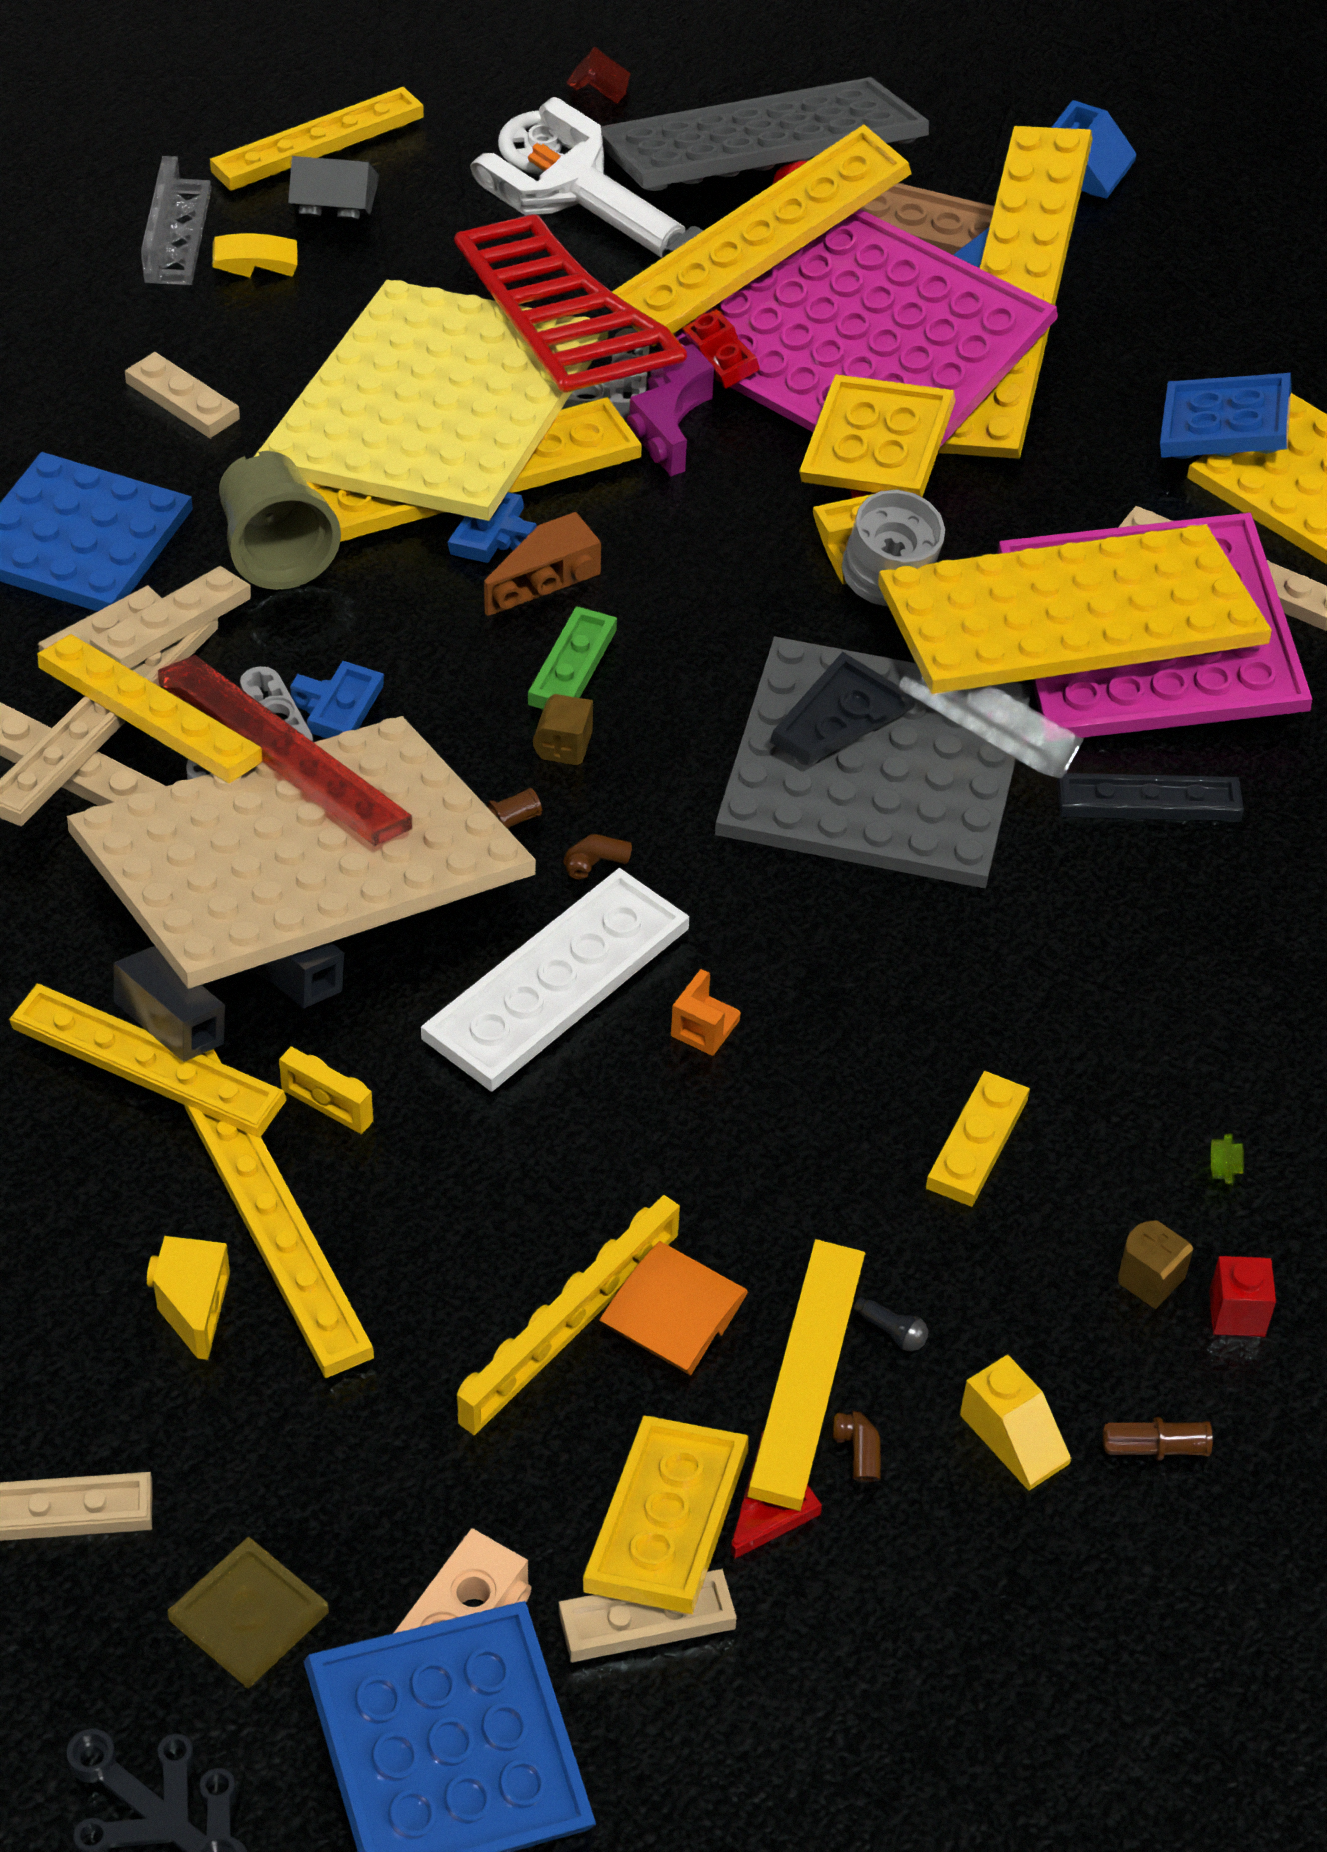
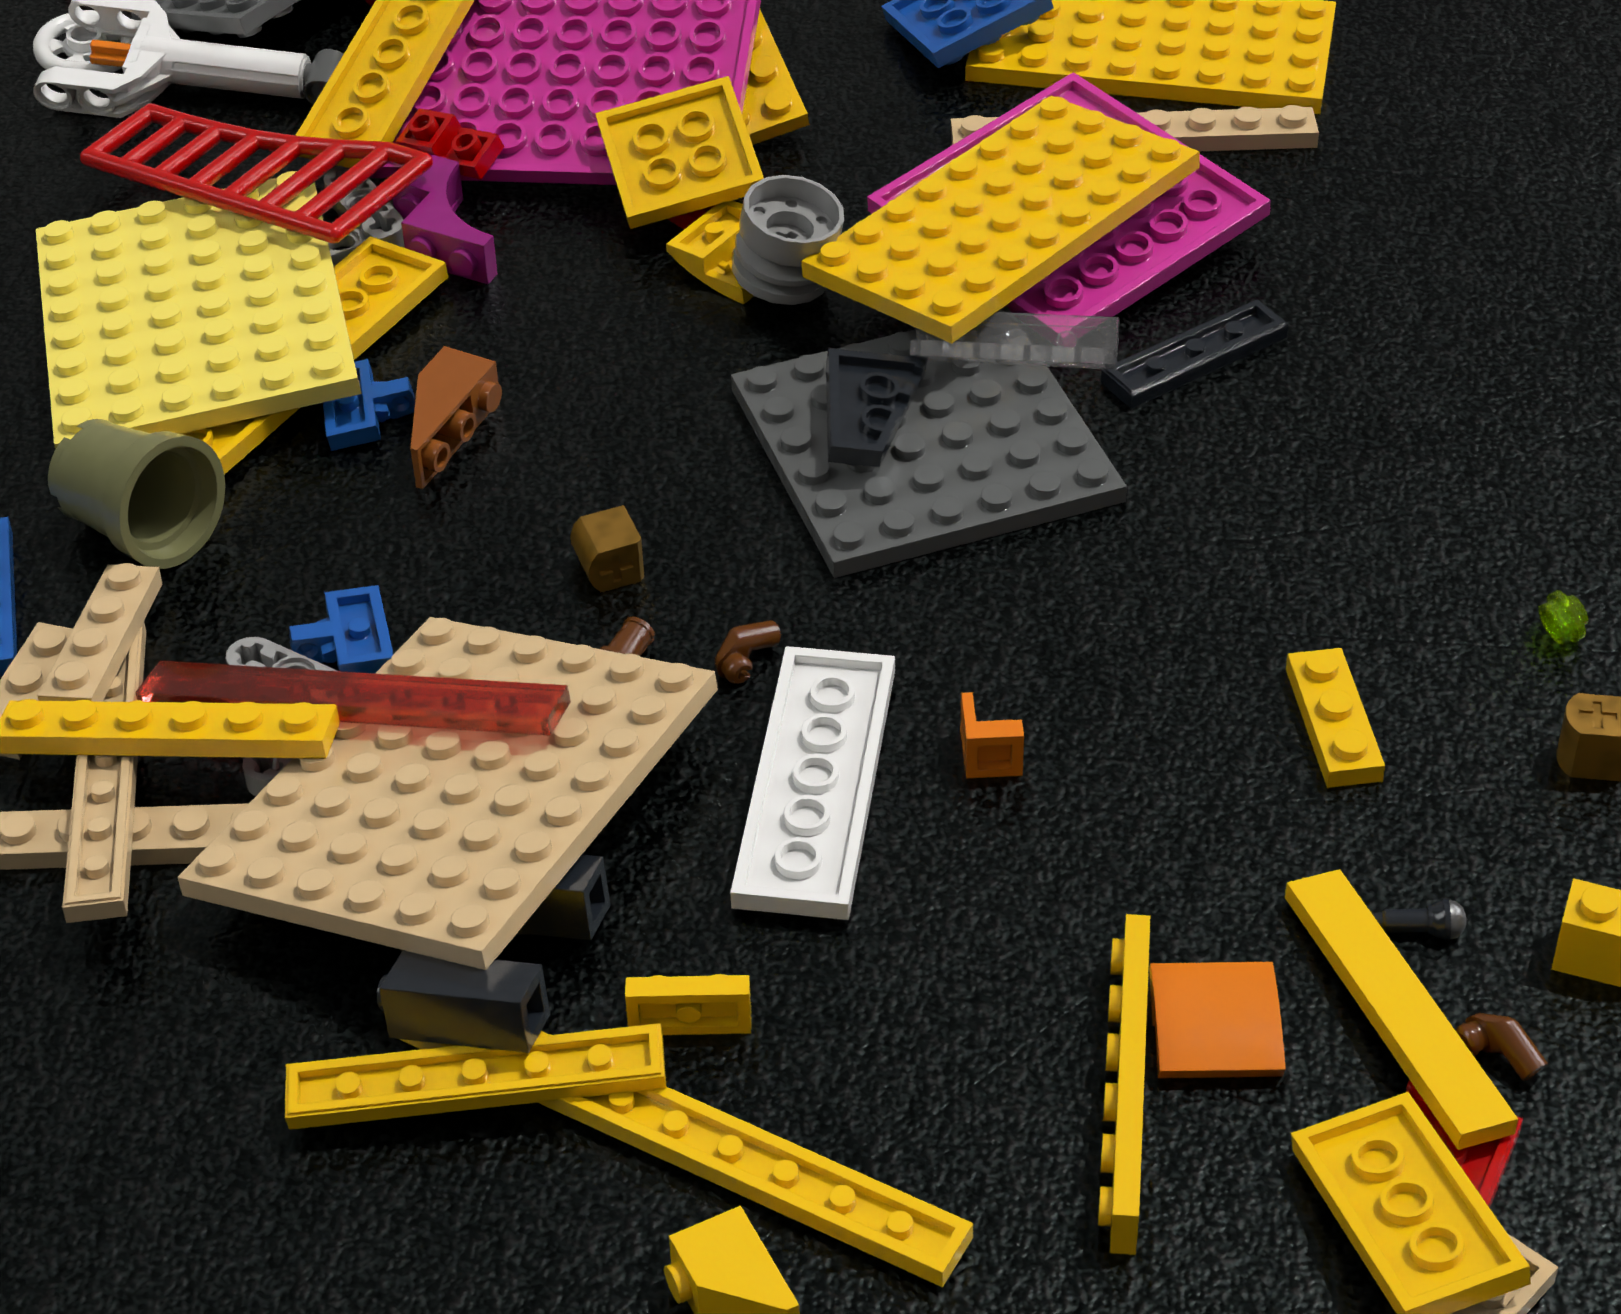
camera: 30 degrees left, 5 degrees down
(573, 656) = (553, 482): bright green plate -> none

